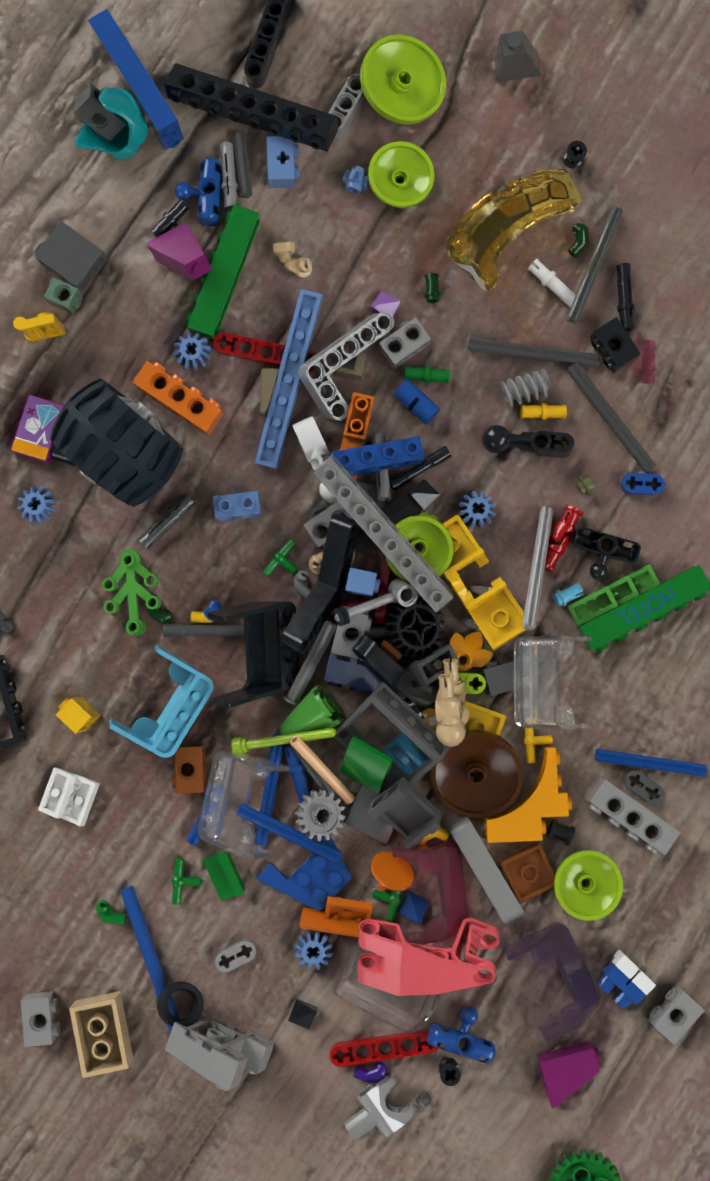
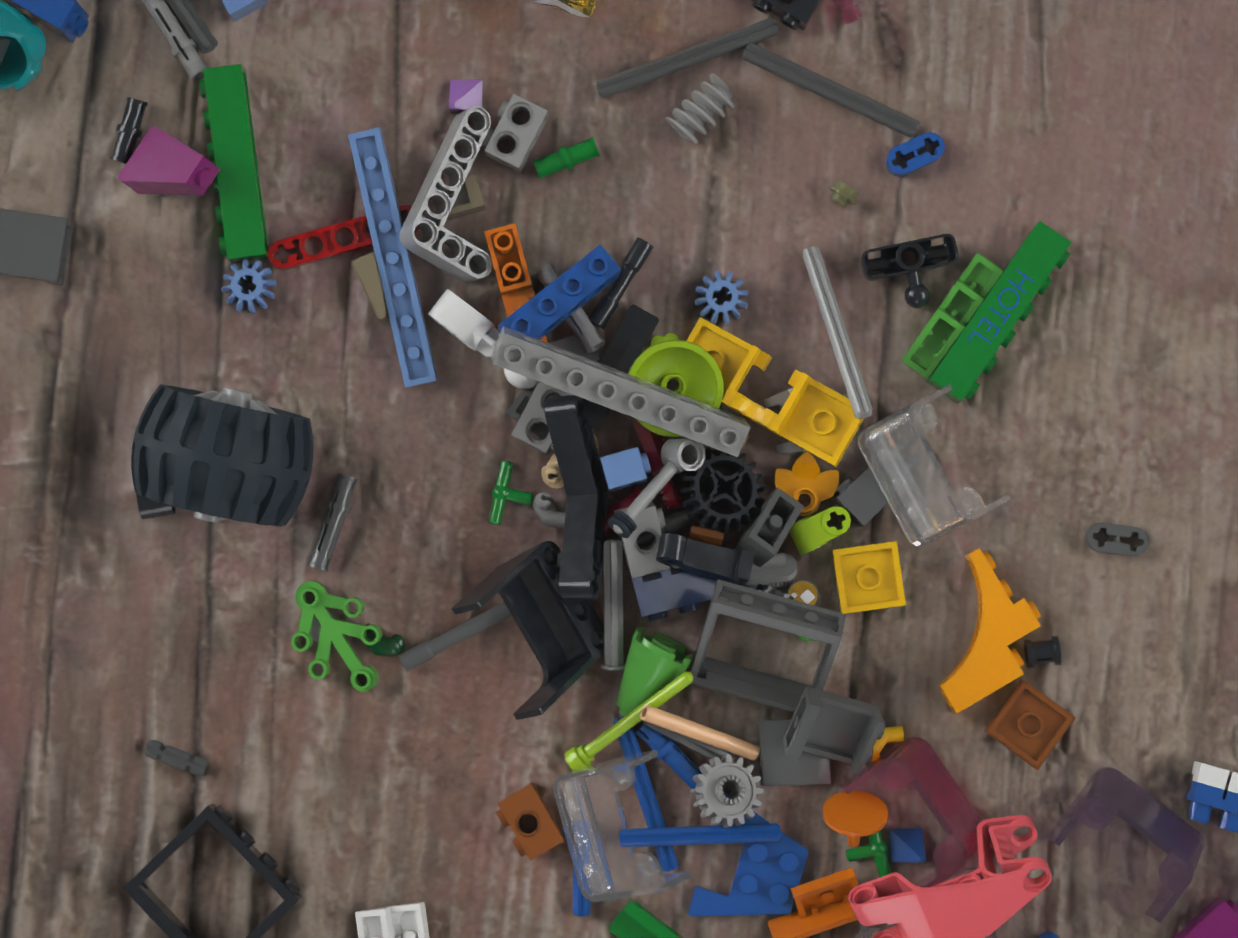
camera: 25 degrees left, 0 degrees up
(31, 500) = (165, 589): medium blue gear -> none
(35, 428) = (105, 489): piece -> none
(39, 328) = (42, 355): yellow plate -> none
(55, 292) = (32, 295): sand green brick -> none
(77, 714) = (351, 826): yellow brick -> none
(146, 382) = (211, 355): orange brick -> none
(179, 714) = (479, 759): medium azure windscreen -> none
(201, 617) = (447, 616): arm -> none
(208, 180) = (151, 53): blue piece -> none
(237, 506) = (413, 455): medium blue brick -> none
(300, 267) = (329, 104): tan arm -> none
(366, 765) = (752, 696): green slope -> none
(405, 753) = (793, 657): dark azure slope -> none
(416, 401) = (571, 200): blue pin -> none
(423, 494) = (643, 314): black slope -> none
(432, 288) = (514, 43): dark green pin -> none
(450, 706) = (818, 564): tan piece -> none
(478, 775) = (899, 634): reddish brown dish -> none
(486, 870) = (973, 750): light grey beam -> none
(498, 439) = (700, 193): black beam -> none
(530, 742) = (944, 556): yellow piece -> none
(543, 411) = (739, 128): yellow pin -> none
(561, 535) = (846, 274): red piece -> none
(568, 594) = (894, 345): medium azure pin -> none
(599, 895) = (1133, 703): lime dish -> none
(650, 762) = (1110, 504): blue axle -> none
(663, 835) = (1173, 583): light grey brick -> none

